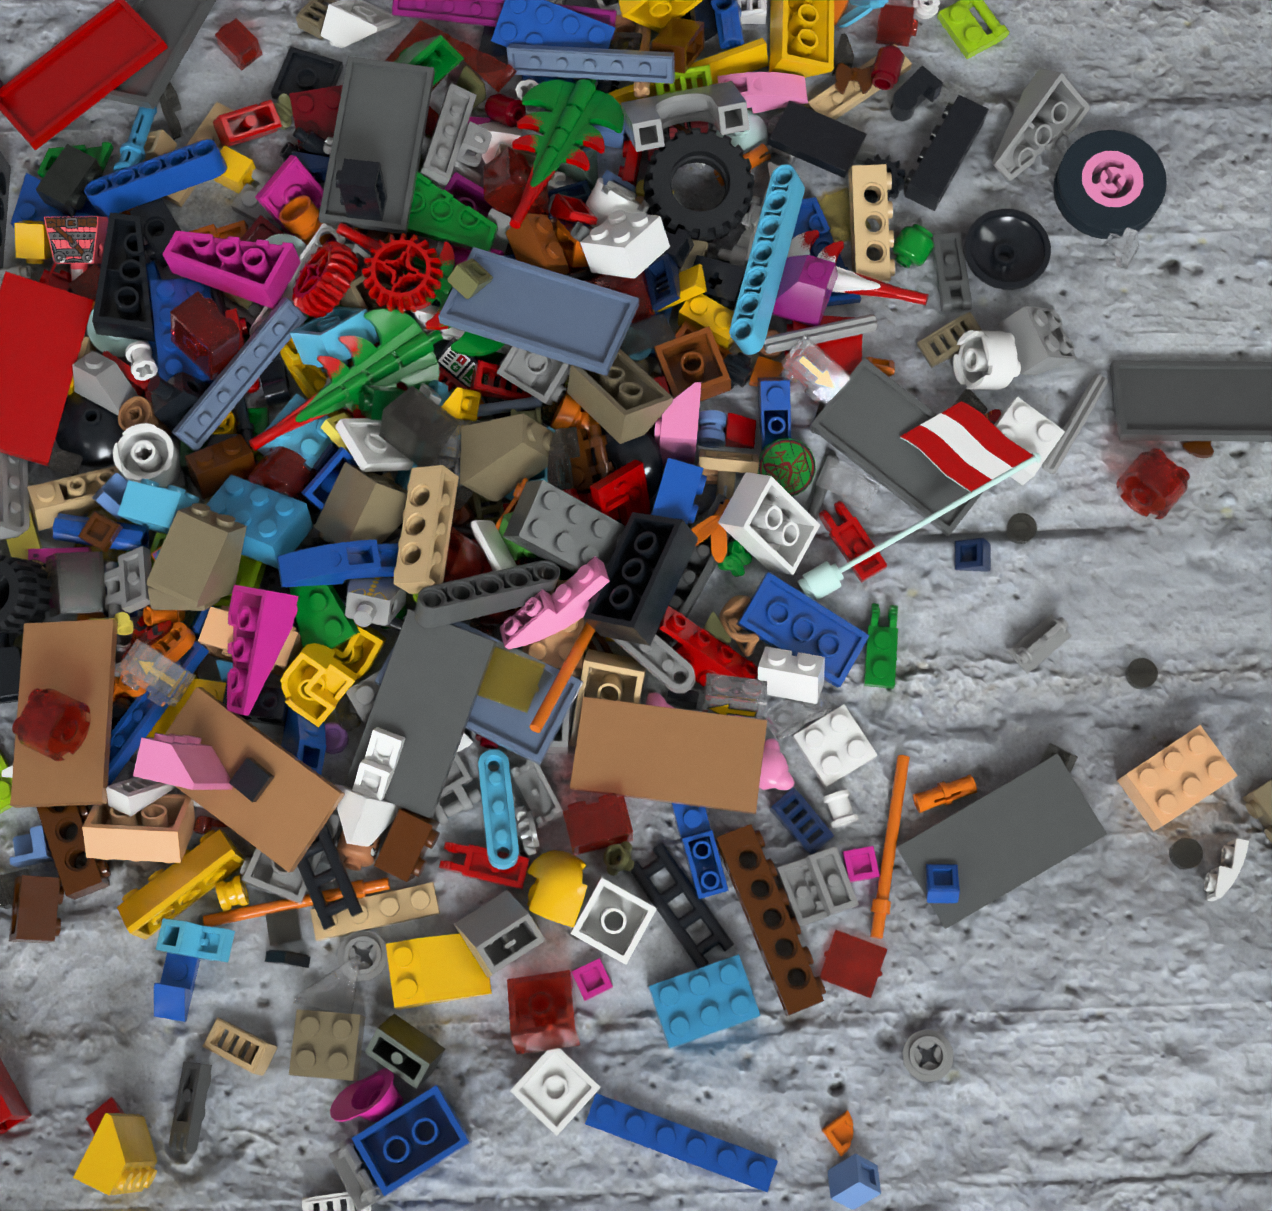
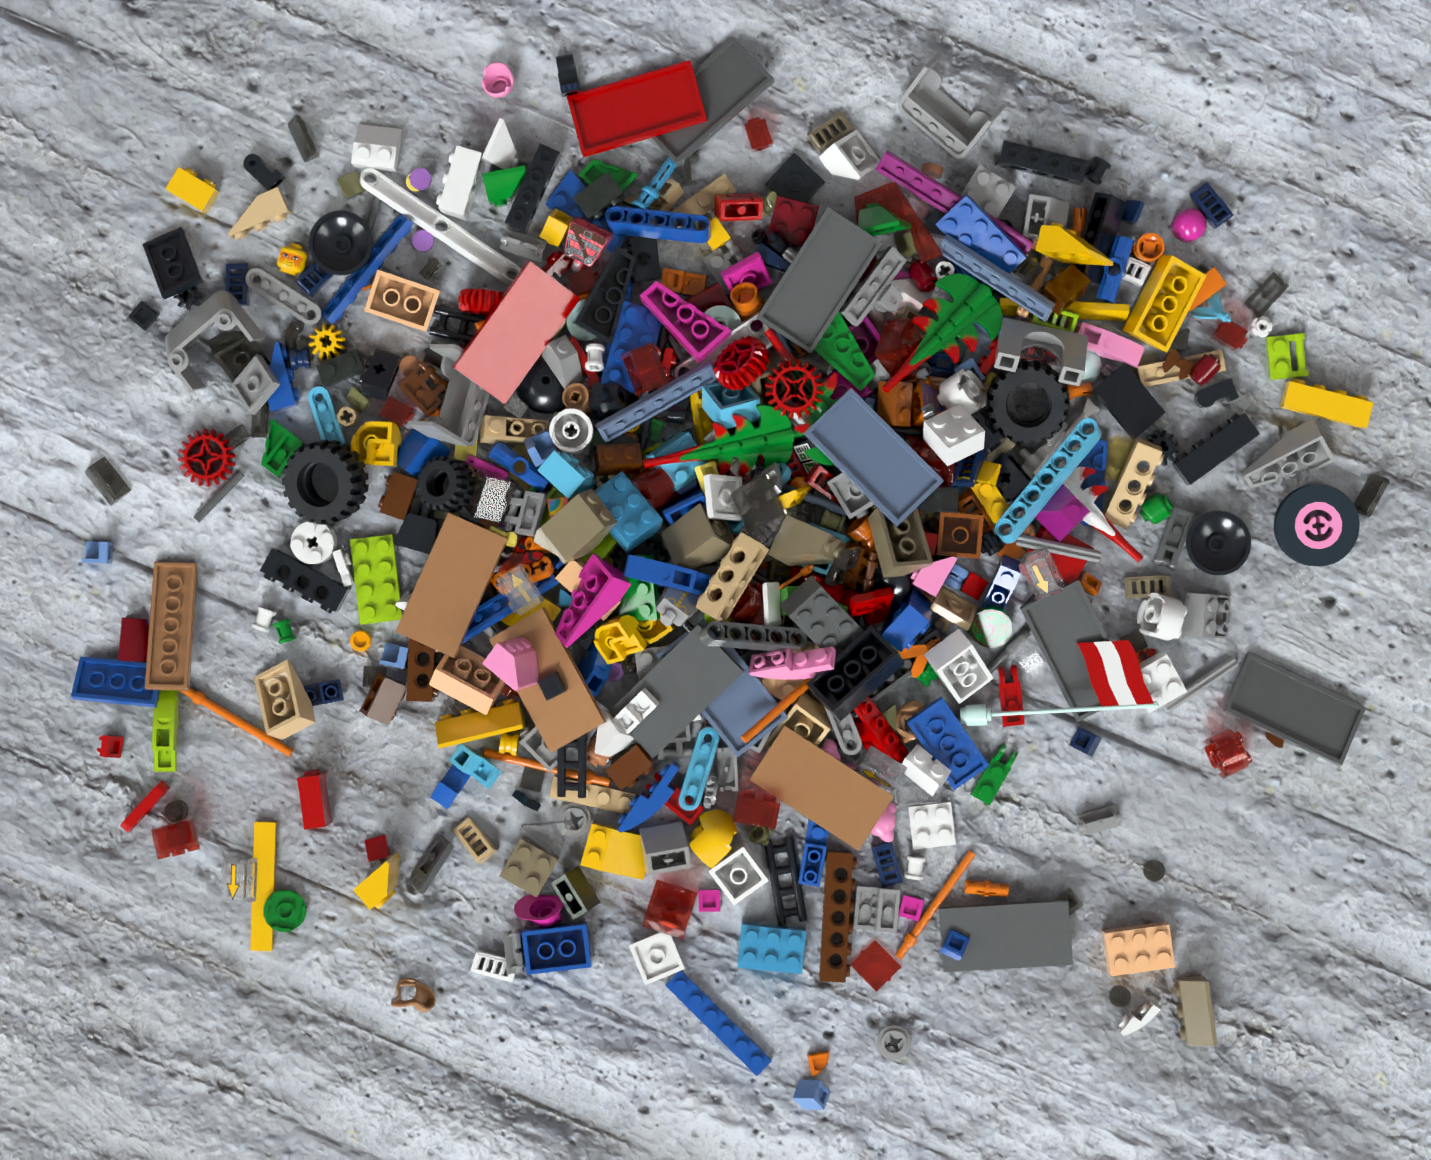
camera: 30 degrees right, 15 degrees up
(52, 723) = (443, 597): clear red brick -> none
(100, 531) = (521, 471): reddish brown tile -> none
(135, 794) = (469, 664): white slope -> none
(362, 189) = (793, 319): black brick -> none
(376, 398) = (742, 468): dark green brick -> none
(449, 889) = (645, 805): none -> blue slope
(469, 278) = (838, 413): olive slope -> none
(511, 680) = (744, 696): clear yellow piece -> none
(572, 210) = (931, 387): red slope -> none
(1021, 528) = (1126, 738): clear smoke tile -> none
(1046, 48) = (1326, 404): none -> yellow brick
(1153, 123) = (1370, 495): none -> clear smoke slope

